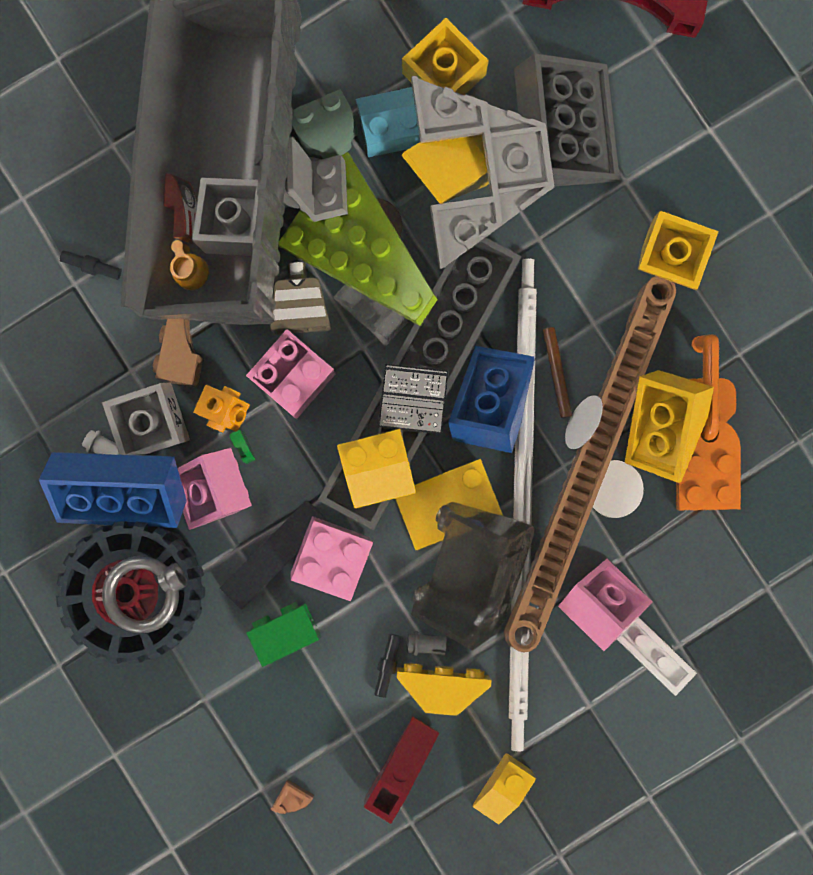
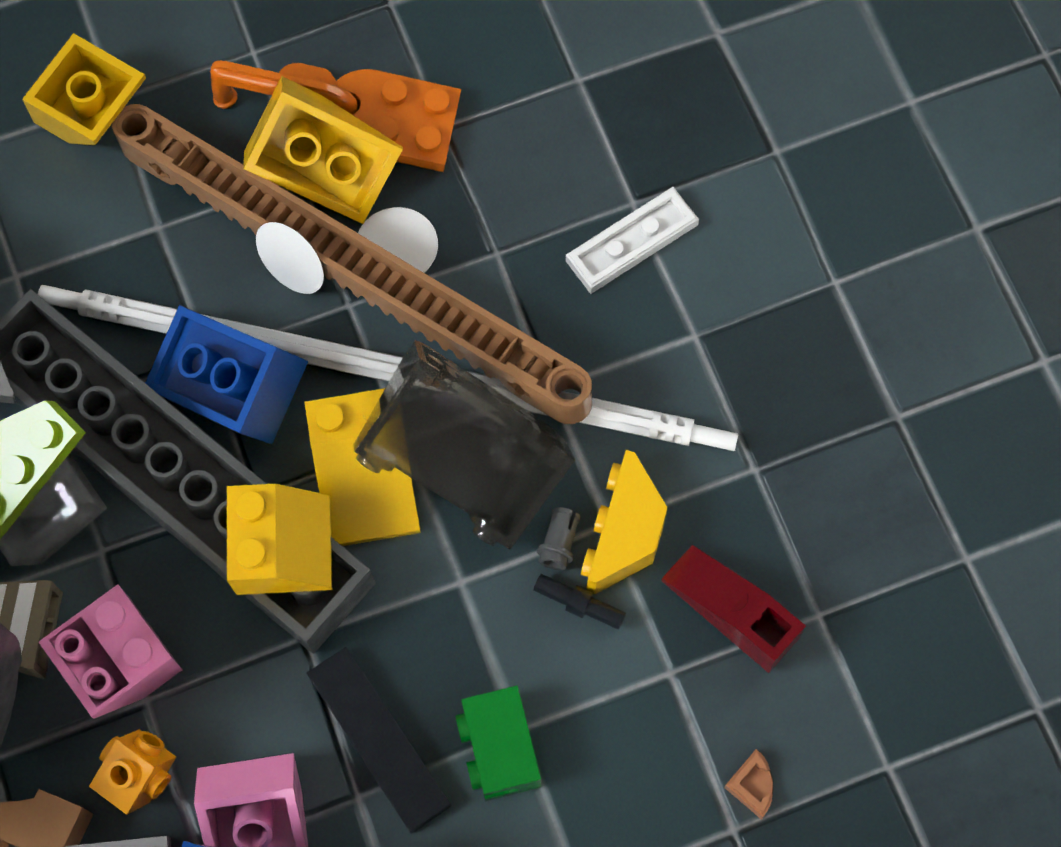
camera: 75 degrees left, 15 degrees down
(241, 443) = (201, 754): green tile -> none
(331, 558) = (400, 646): bright pink brick -> none
(413, 399) = (190, 469): light grey tile -> none
(504, 789) = (789, 468): yellow slope -> none
(557, 372) = (211, 286): reddish brown piece -> none
(605, 604) = (552, 282): bright pink slope -> none

